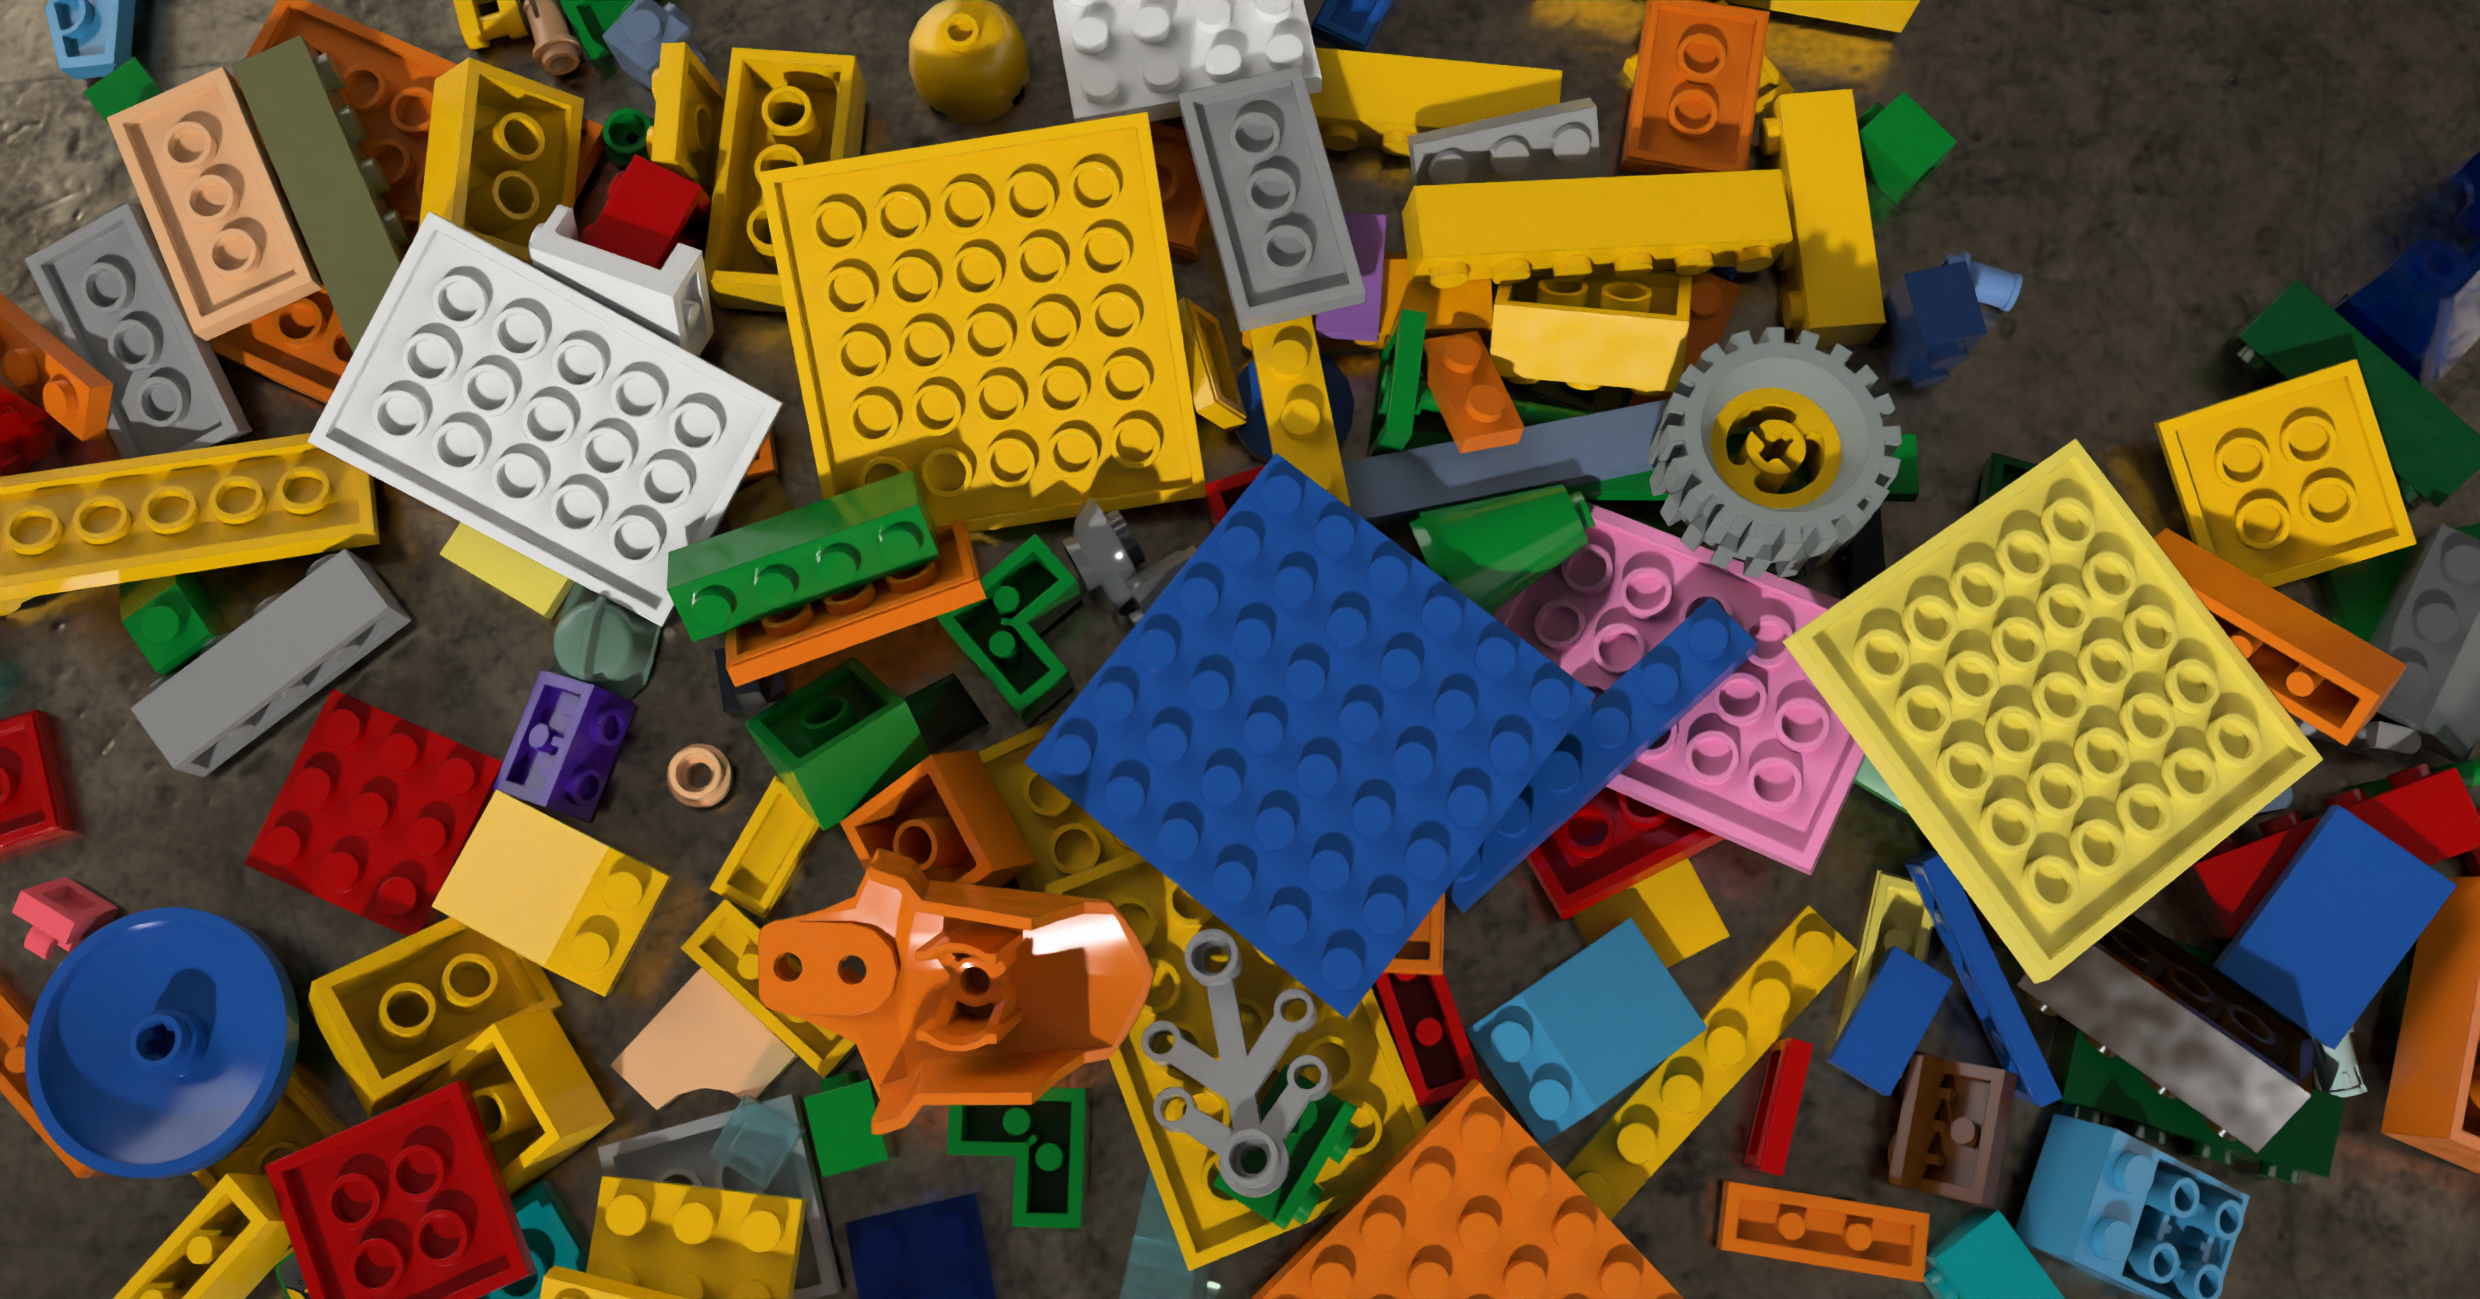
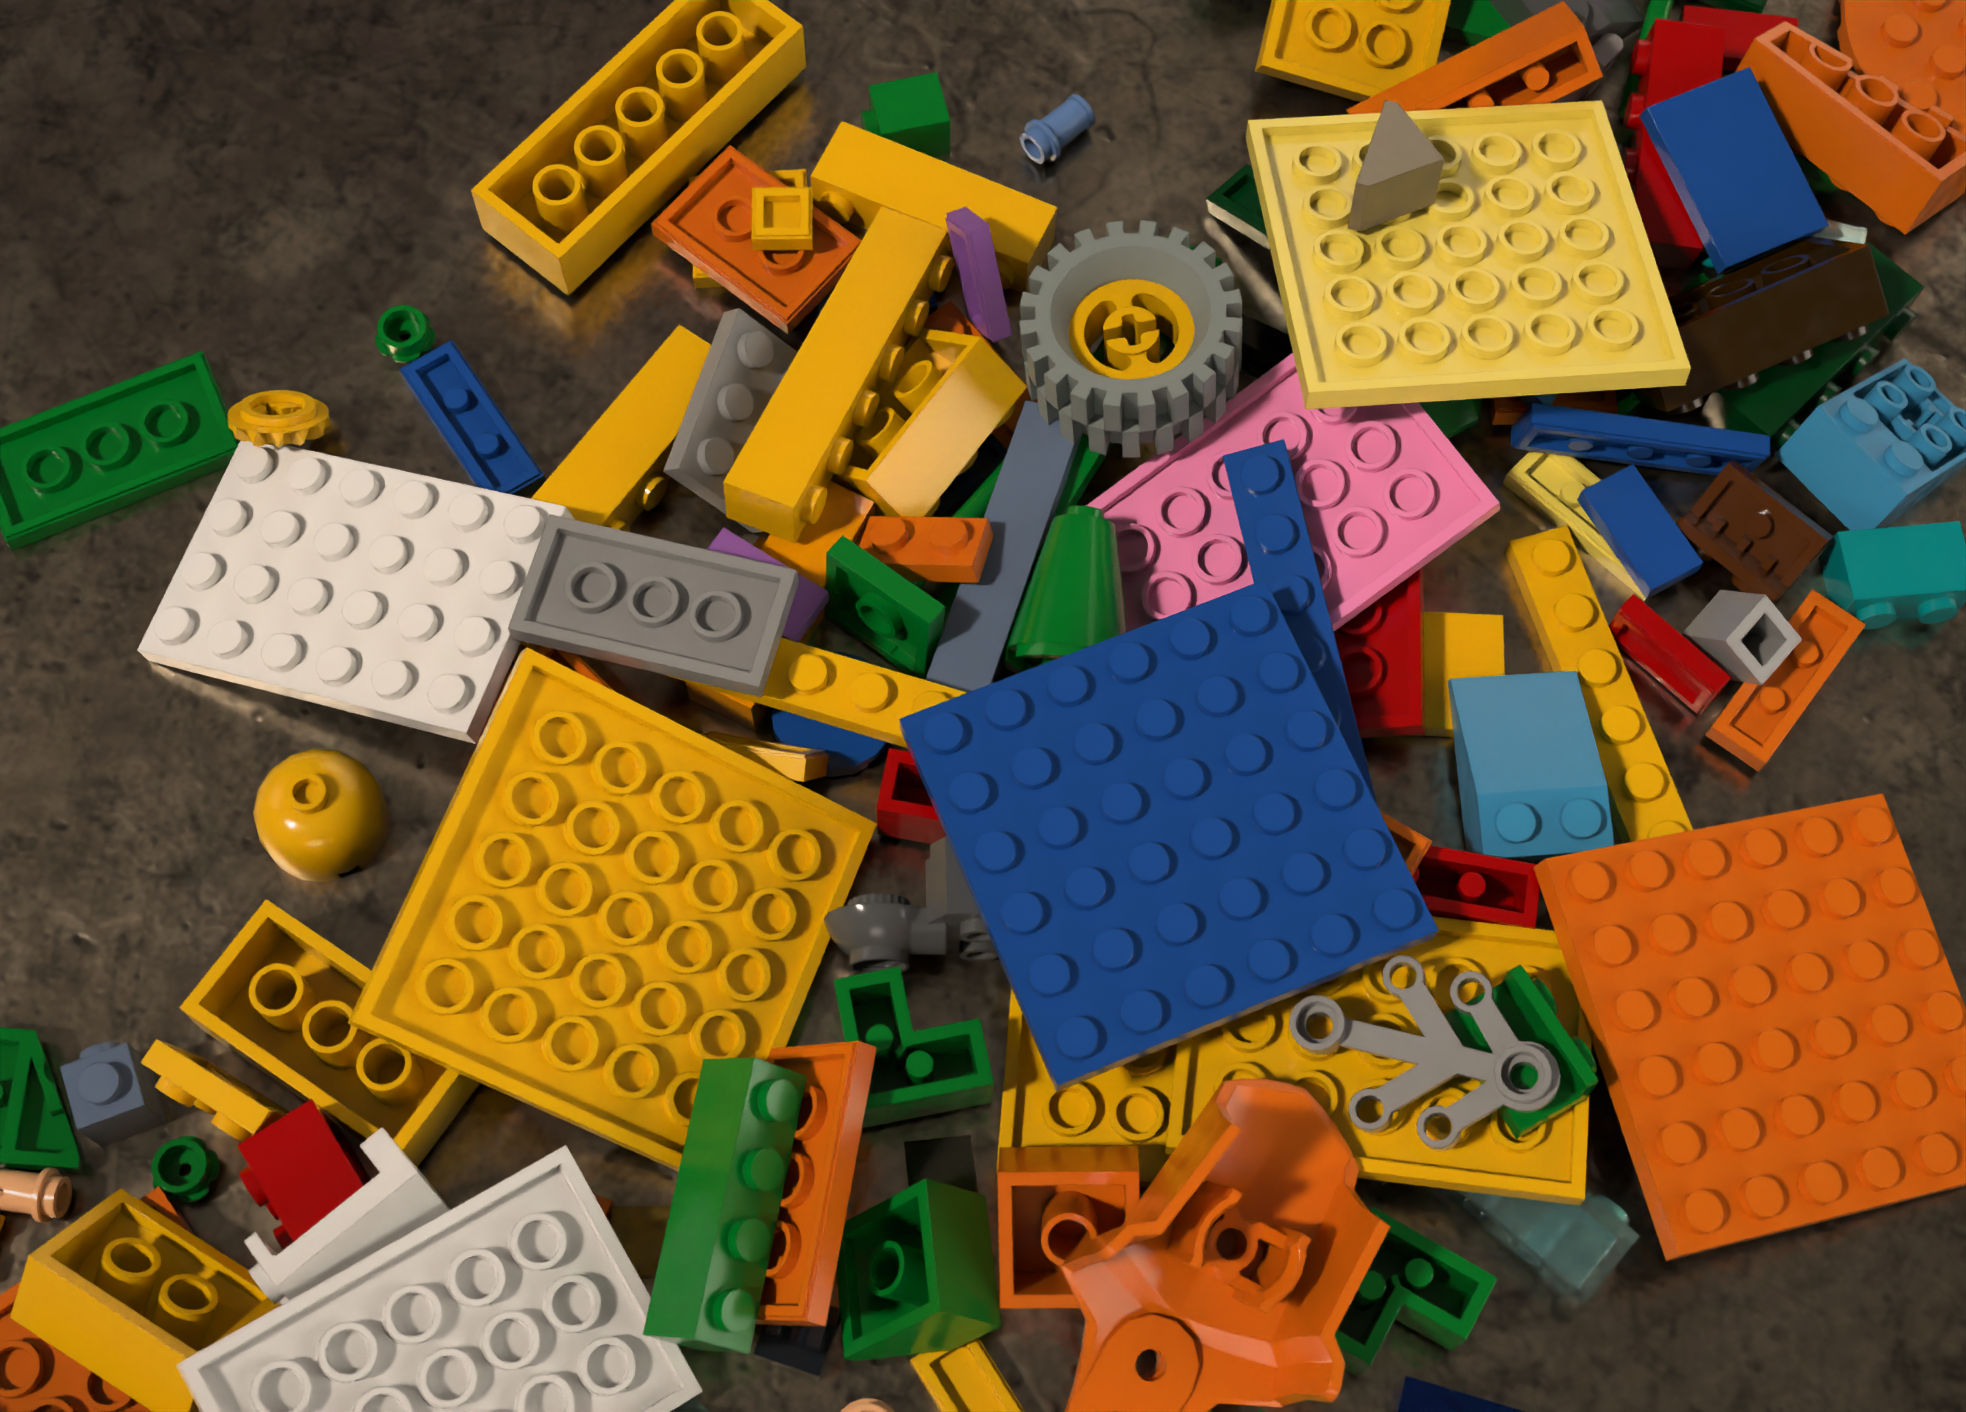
camera: 65 degrees left, 10 degrees down
(1720, 95) = (782, 218): none -> yellow tile
(1773, 284) = (978, 273): none -> medium lavender tile
(1833, 1167) = (1743, 635): none -> light grey brick
(1929, 325) = (1082, 174): dark blue brick -> none
(2090, 596) = (1397, 172): none -> dark tan slope

